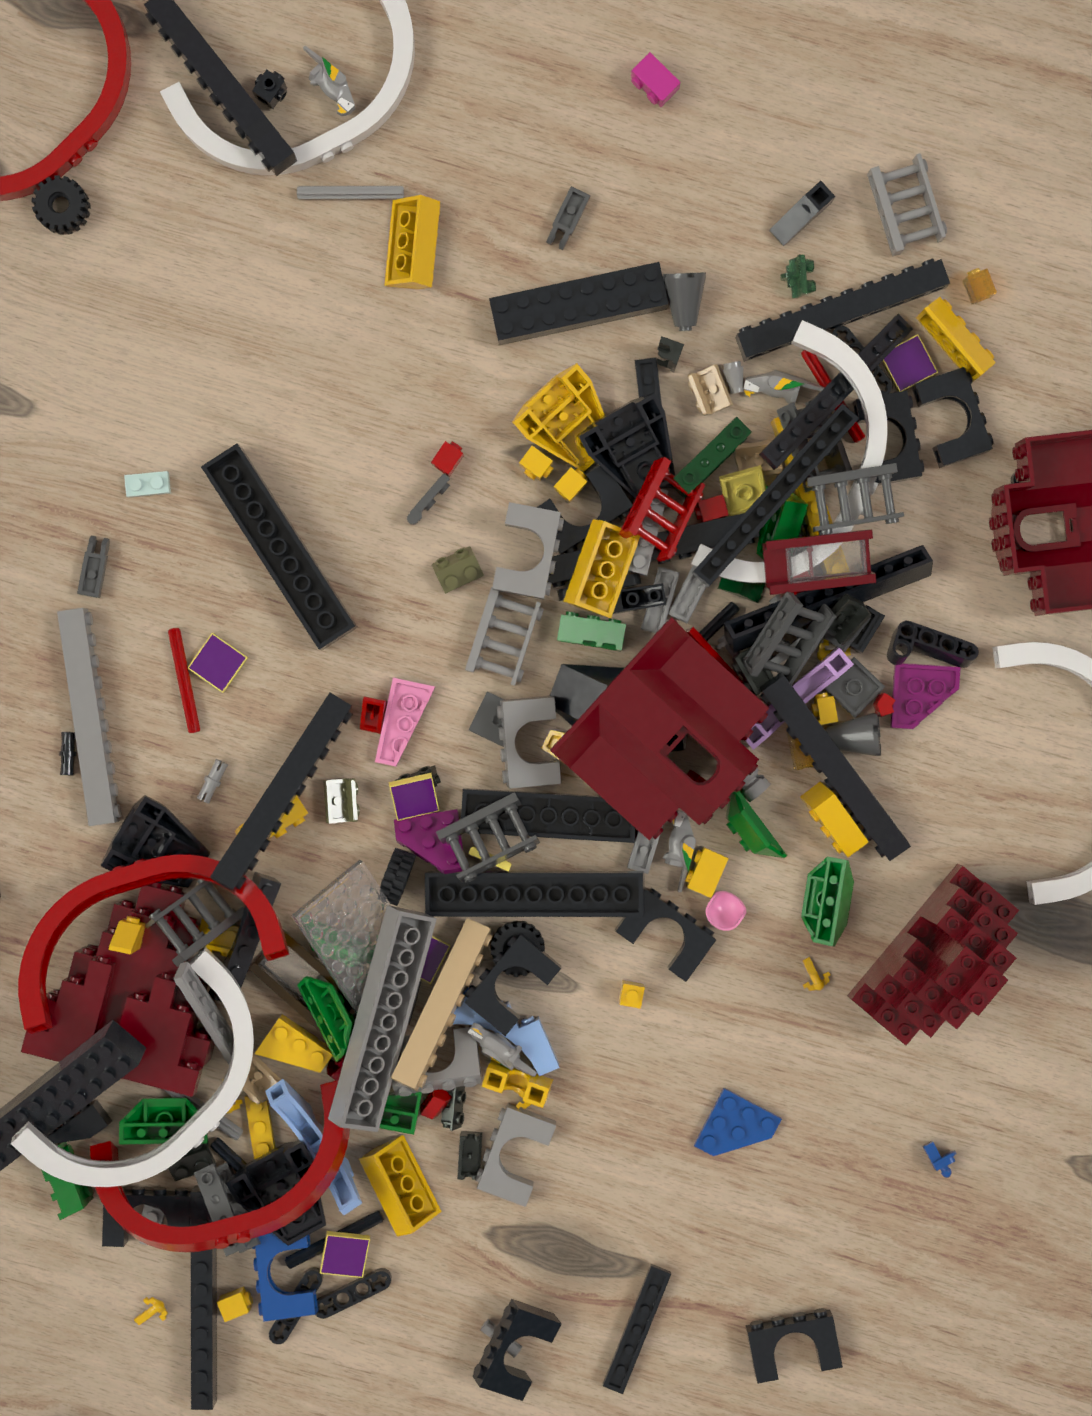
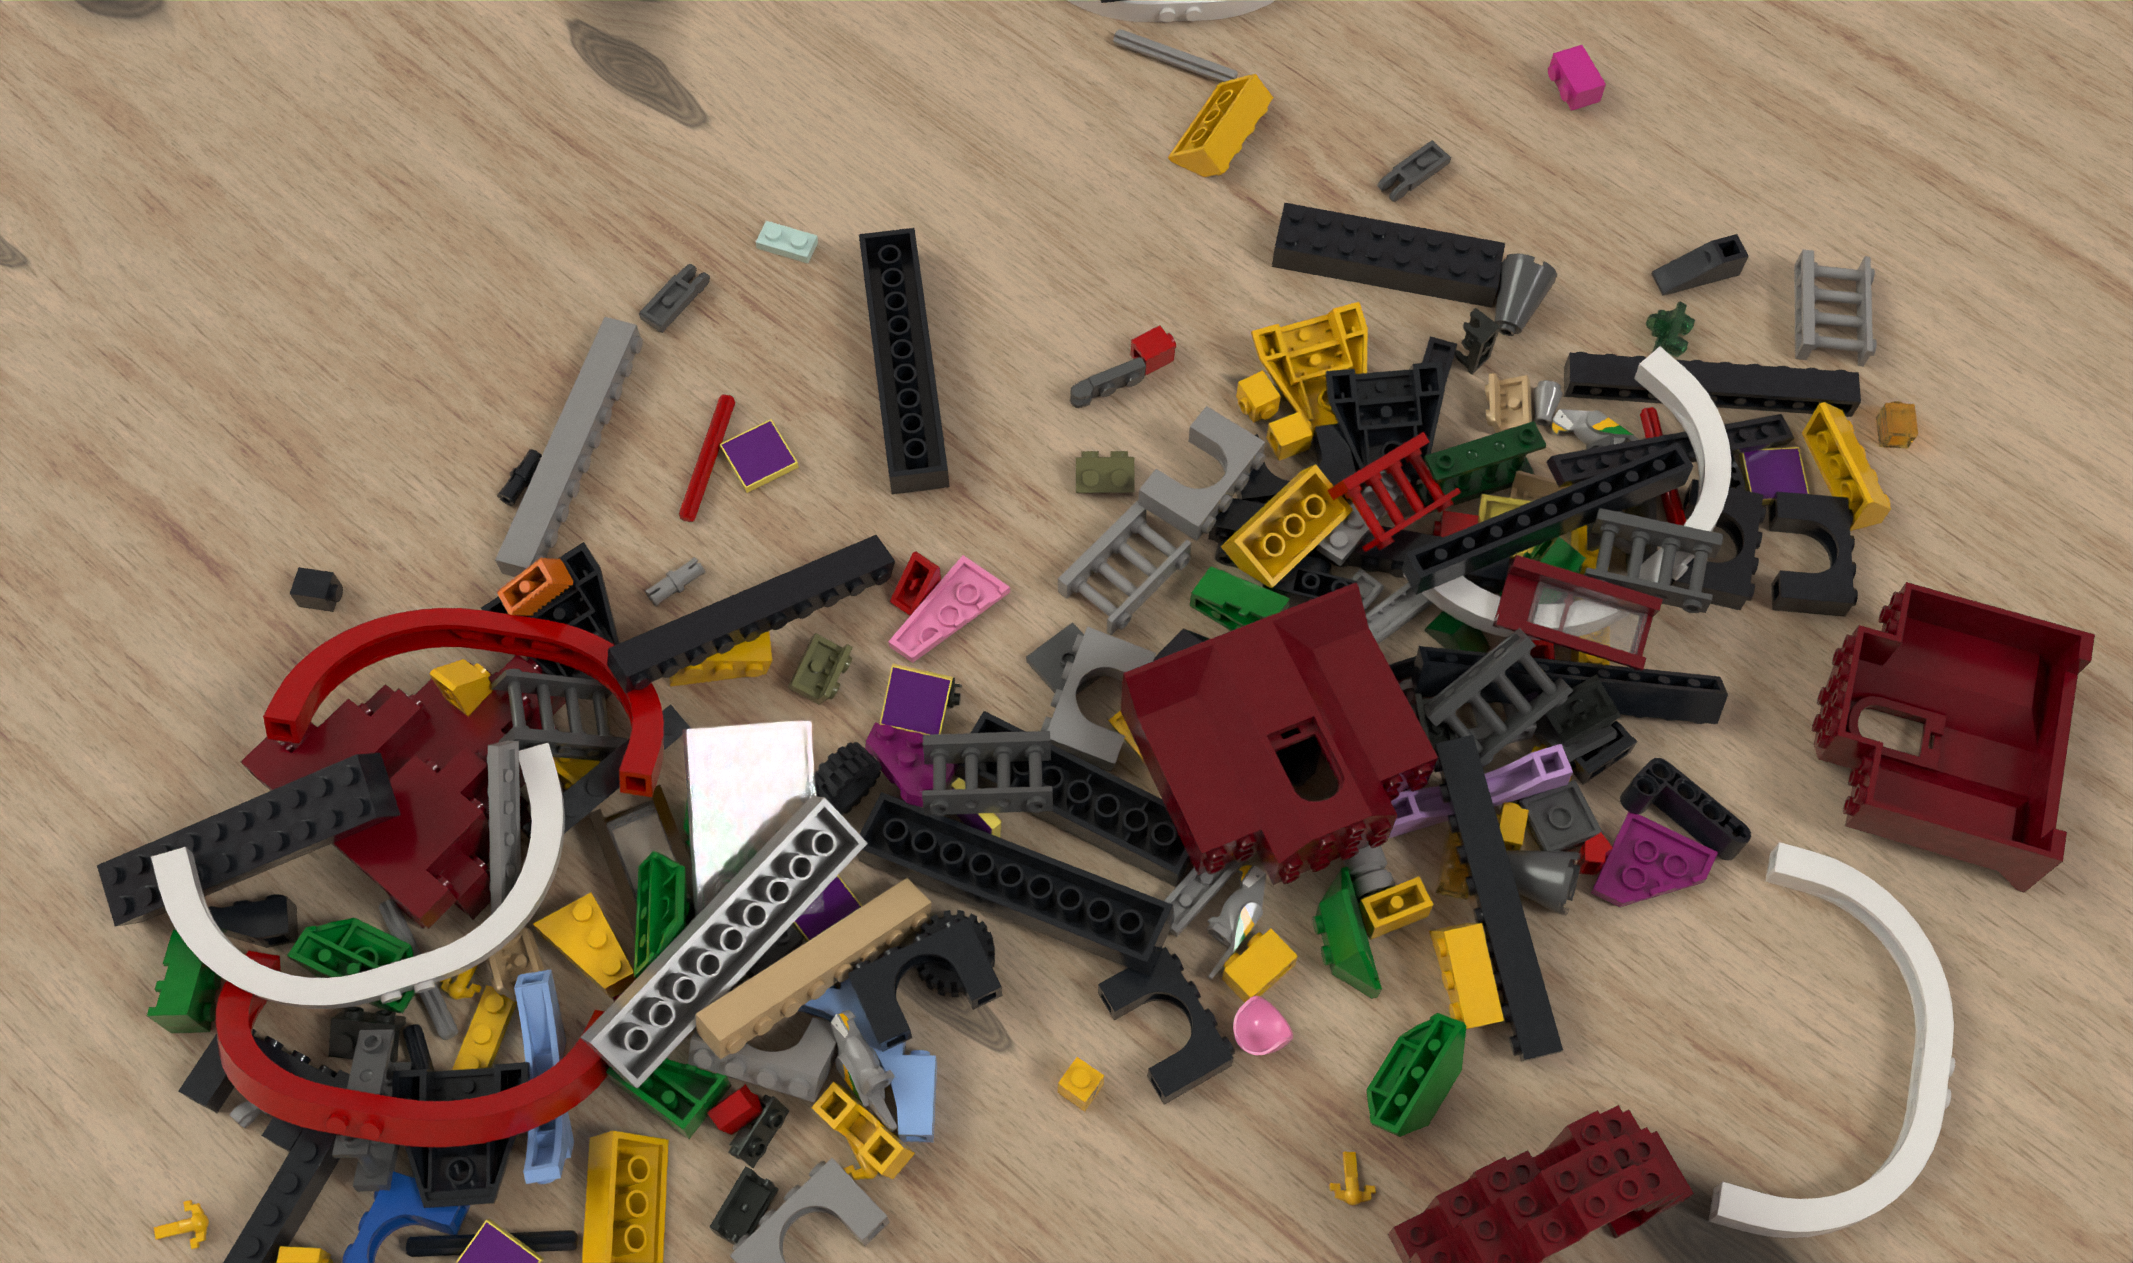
camera: 25 degrees right, 25 degrees down
(131, 841) = (535, 587): none -> orange brick
(775, 798) = (1395, 908): none -> yellow brick

